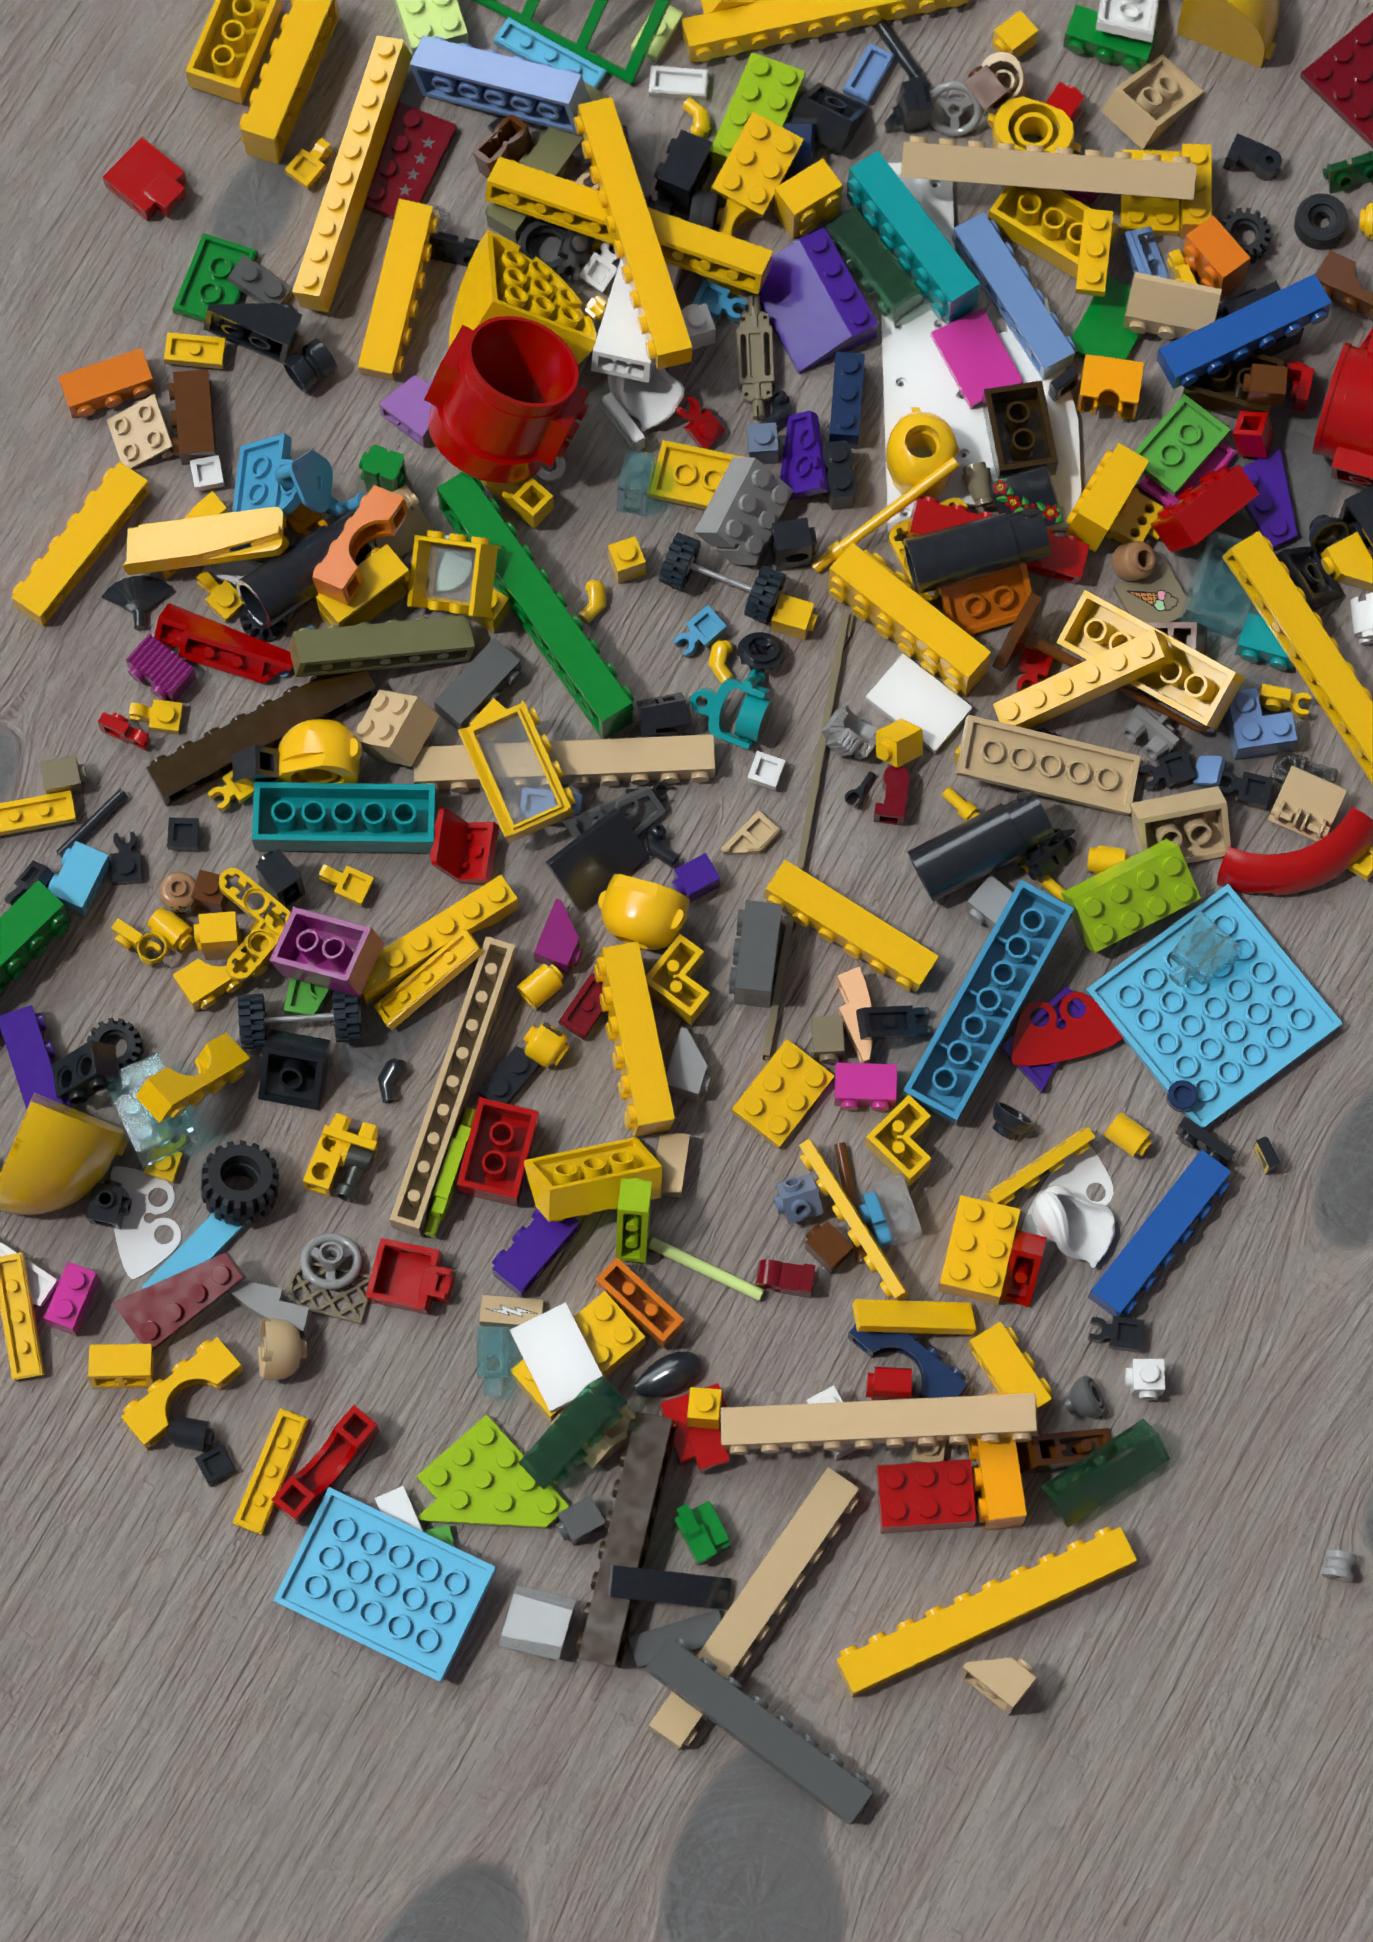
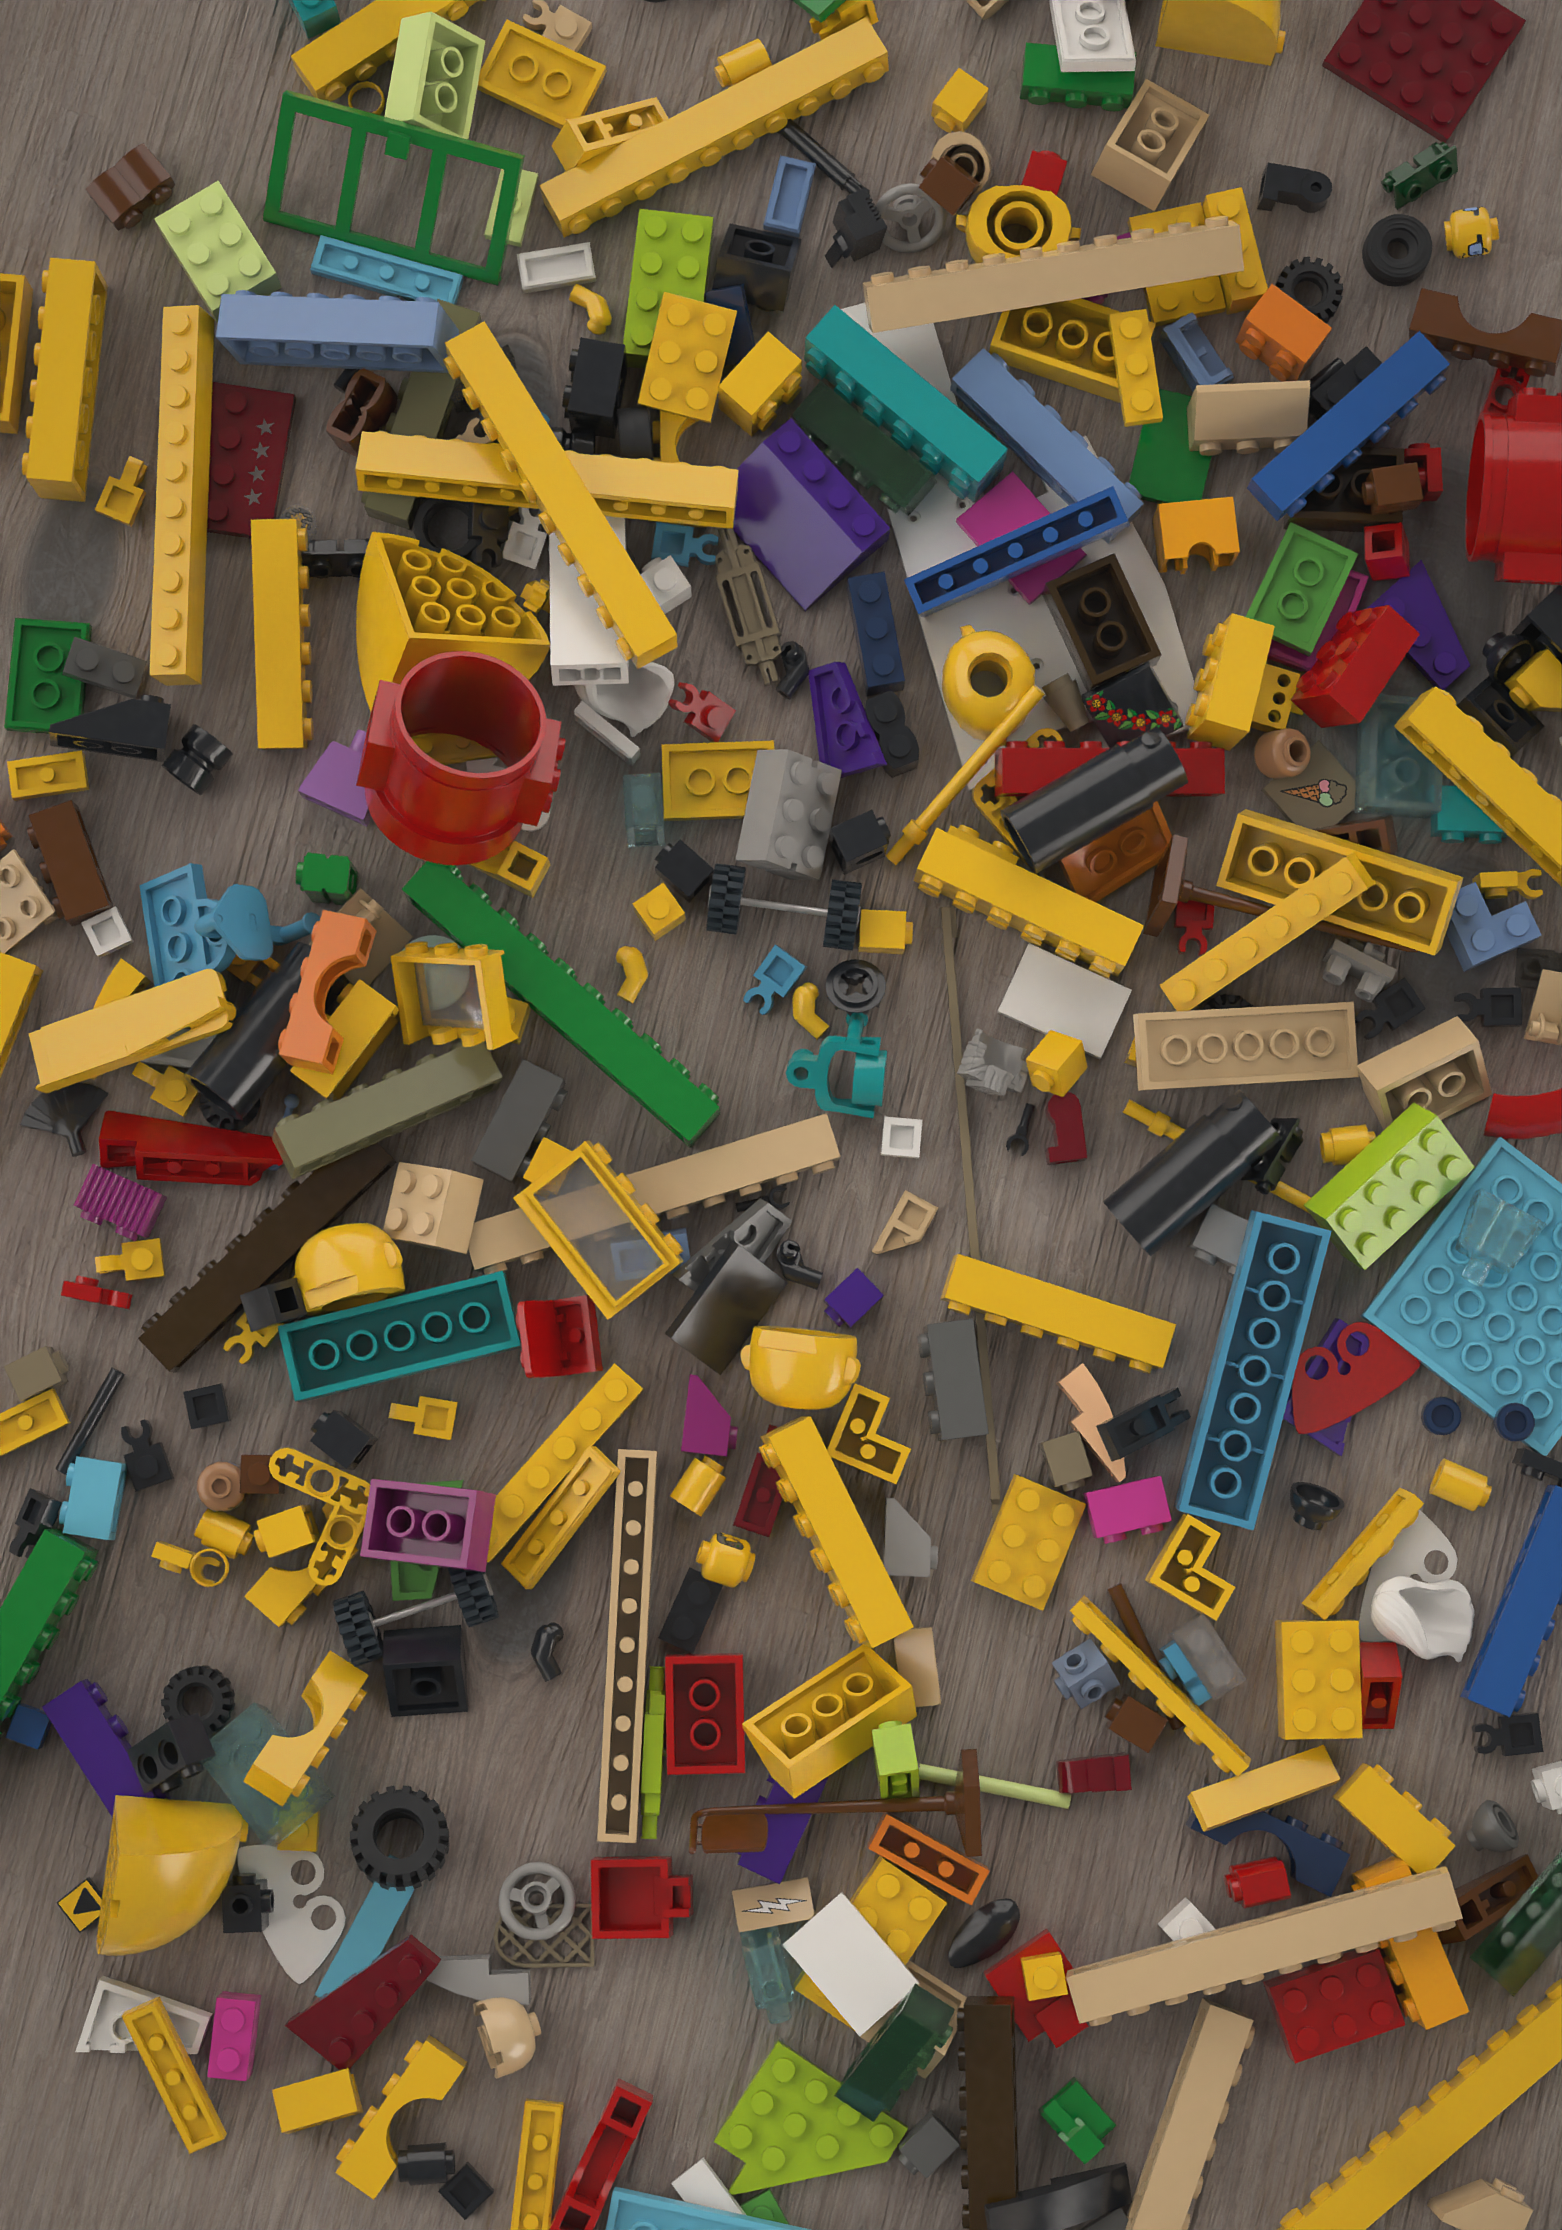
camera: 20 degrees left, 10 degrees up
(342, 1149) = (512, 1759): yellow hips -> none
(653, 534) = (683, 869): none -> black brick
(662, 713) = (757, 1102): black piece -> none
(677, 1264) = (746, 1827): none -> reddish brown piece
(762, 442) = (786, 717): sand blue brick -> none
(968, 362) = (1017, 552): none -> blue brick
(1063, 383) = (1137, 545): black tile -> none
(1128, 1082) = (1441, 1416): none -> dark blue tile
(1179, 268) = (1247, 365): yellow plate -> none
(1209, 770) = (1439, 996): medium blue piece -> none

